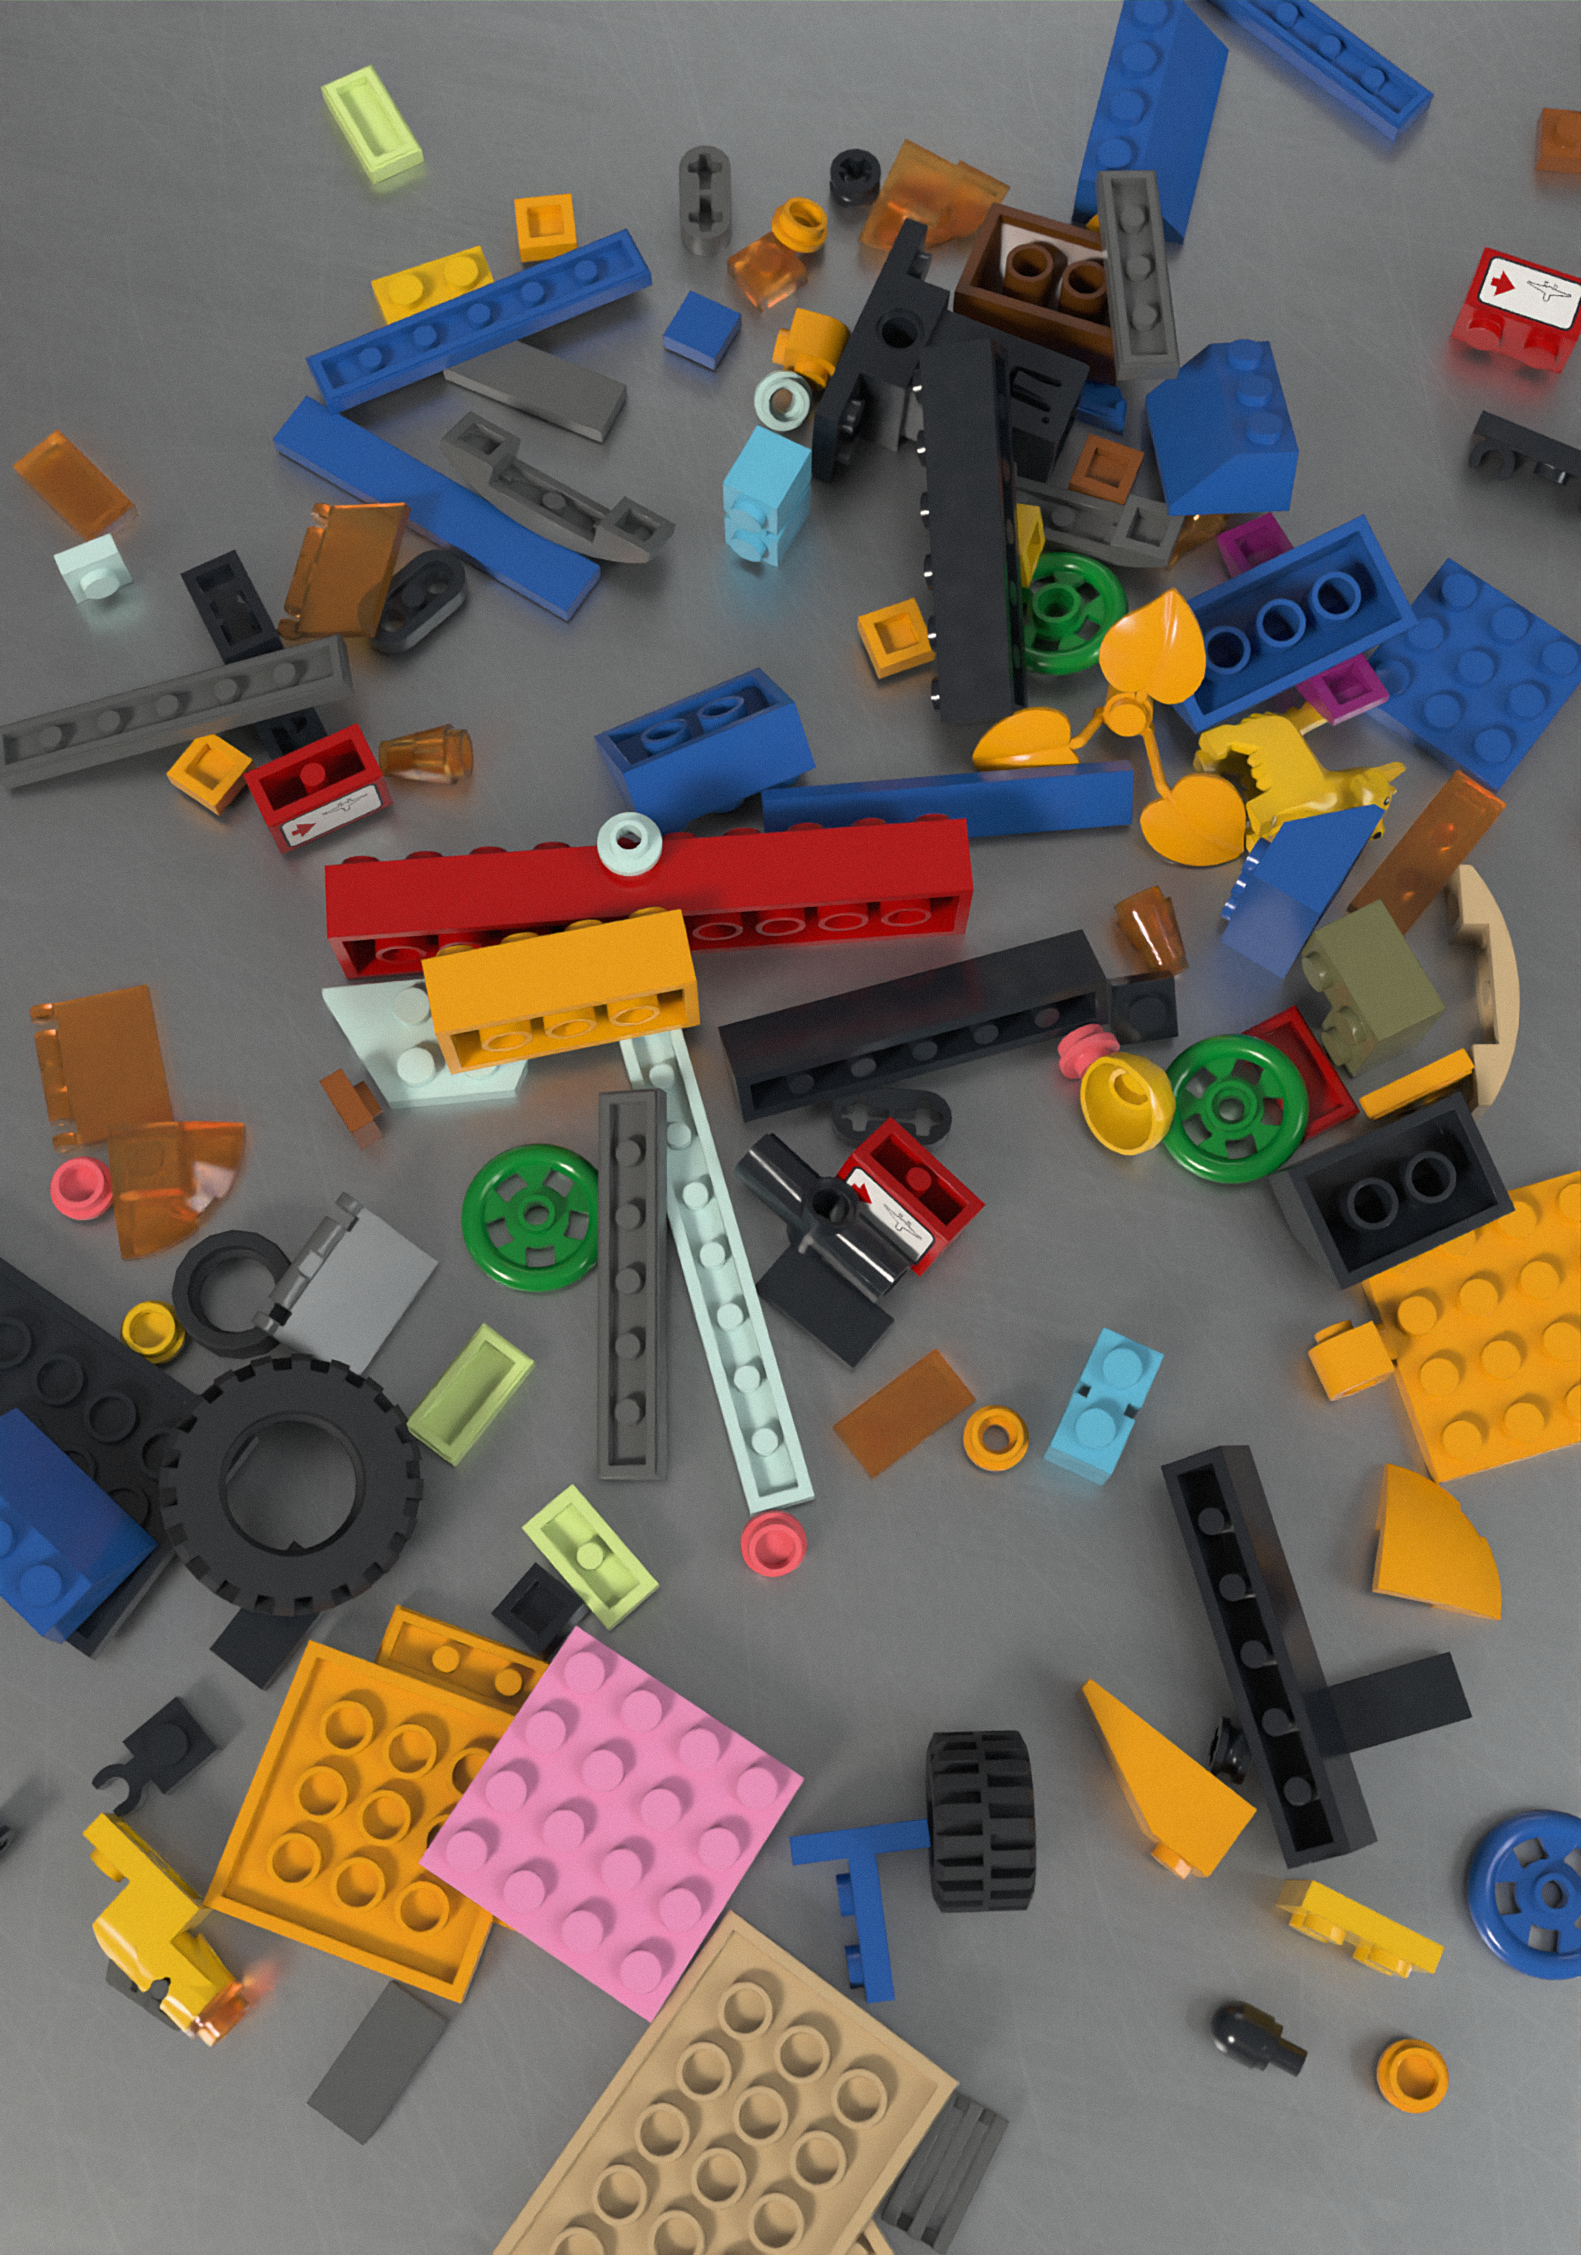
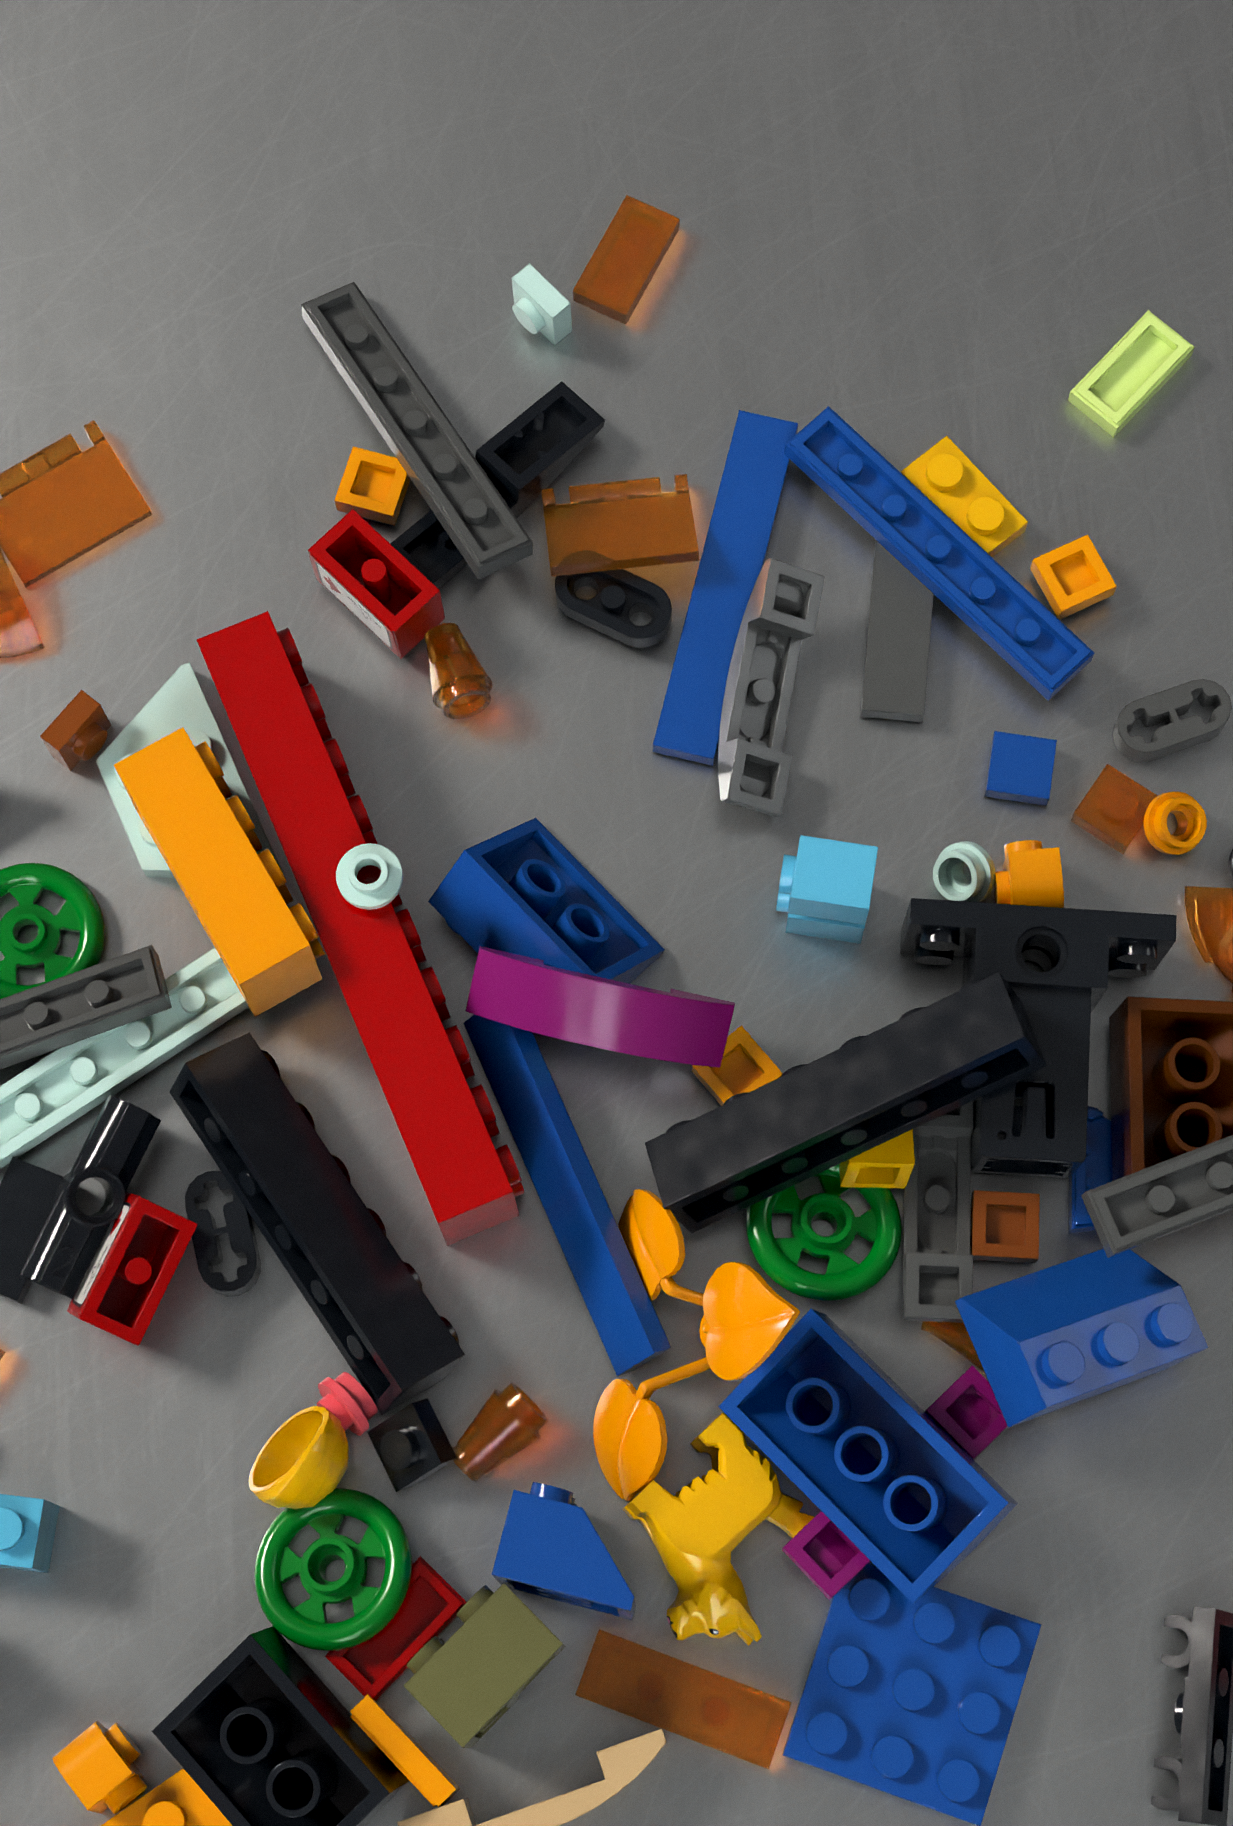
camera: 75 degrees right, 0 degrees up
(809, 717) = (599, 1010): none -> magenta slope

